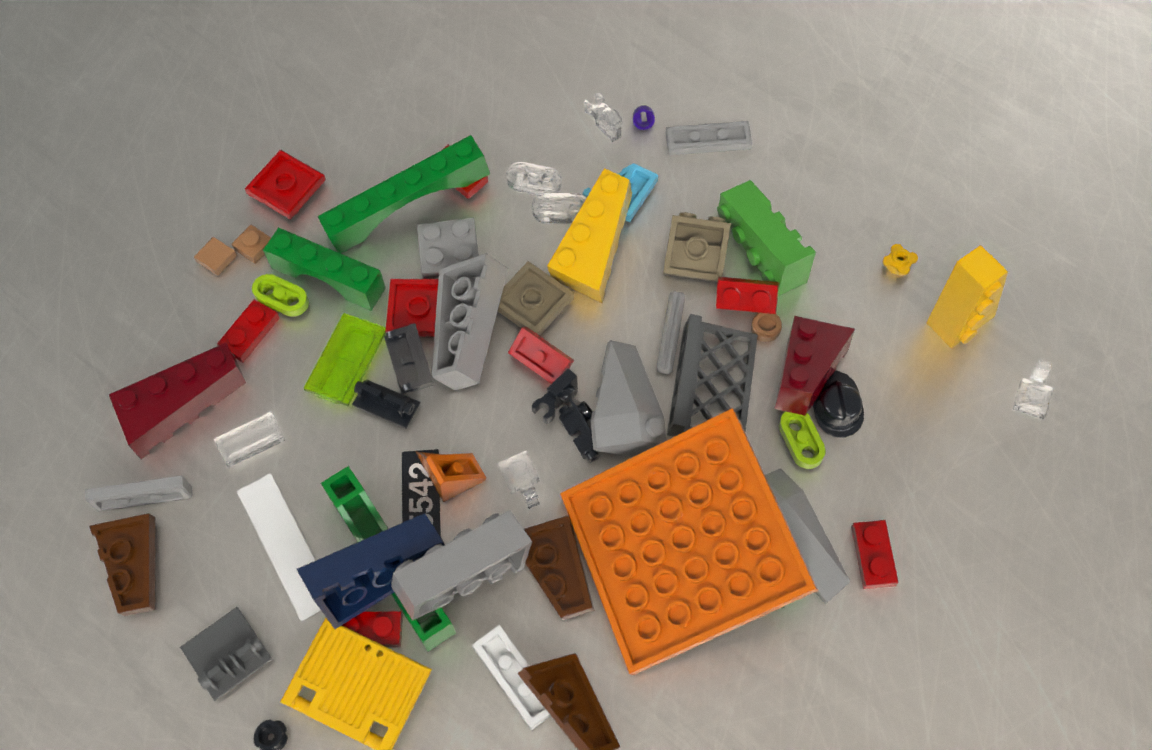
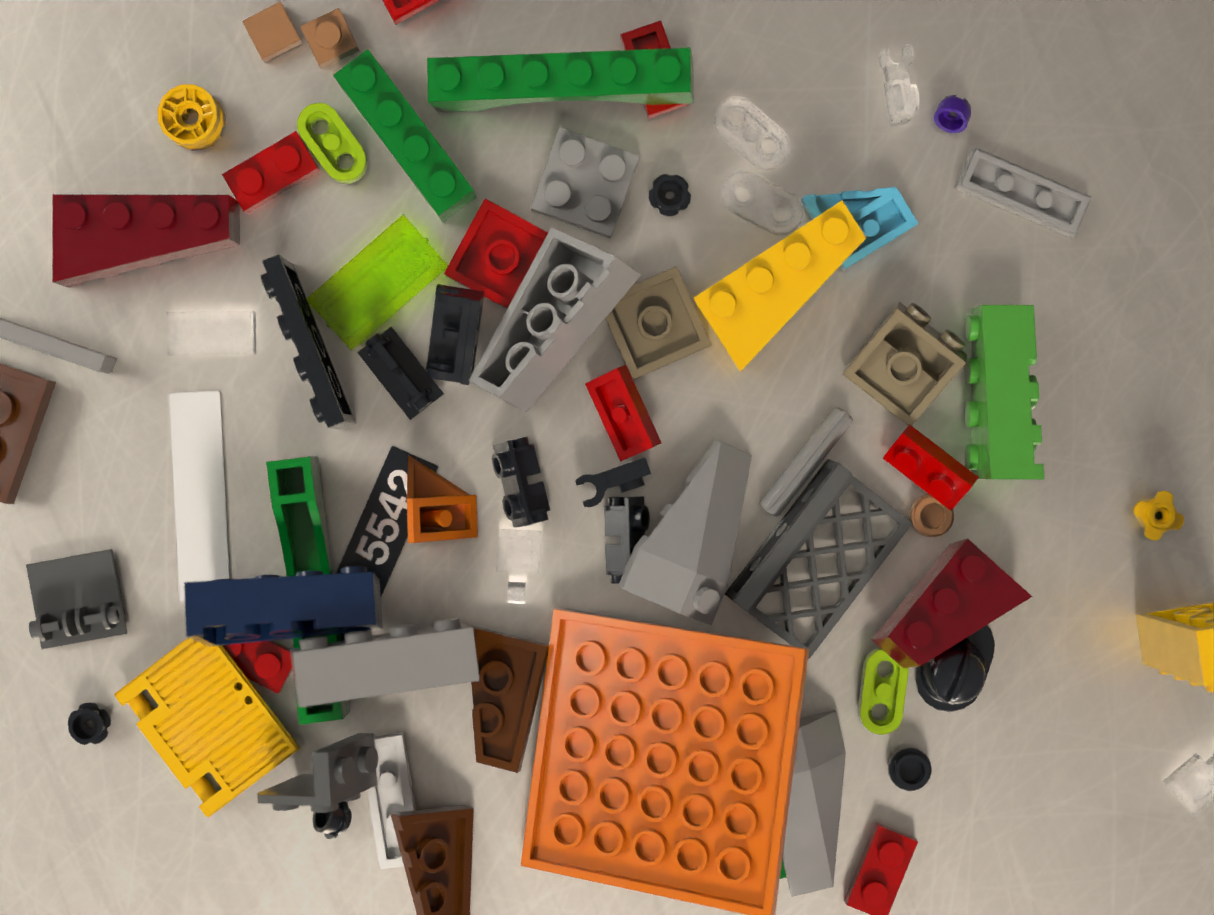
camera: 25 degrees right, 25 degrees up
(178, 311) = (176, 108): none -> yellow wheel
(312, 401) = (301, 327): none -> black plate
(472, 661) = (338, 775): none -> dark grey bracket
(478, 710) = (334, 821): none -> black plate
(487, 421) = (512, 464): none -> black hinge
(503, 223) = (666, 183): none -> black plate
(850, 478) = (909, 769): none -> black plate

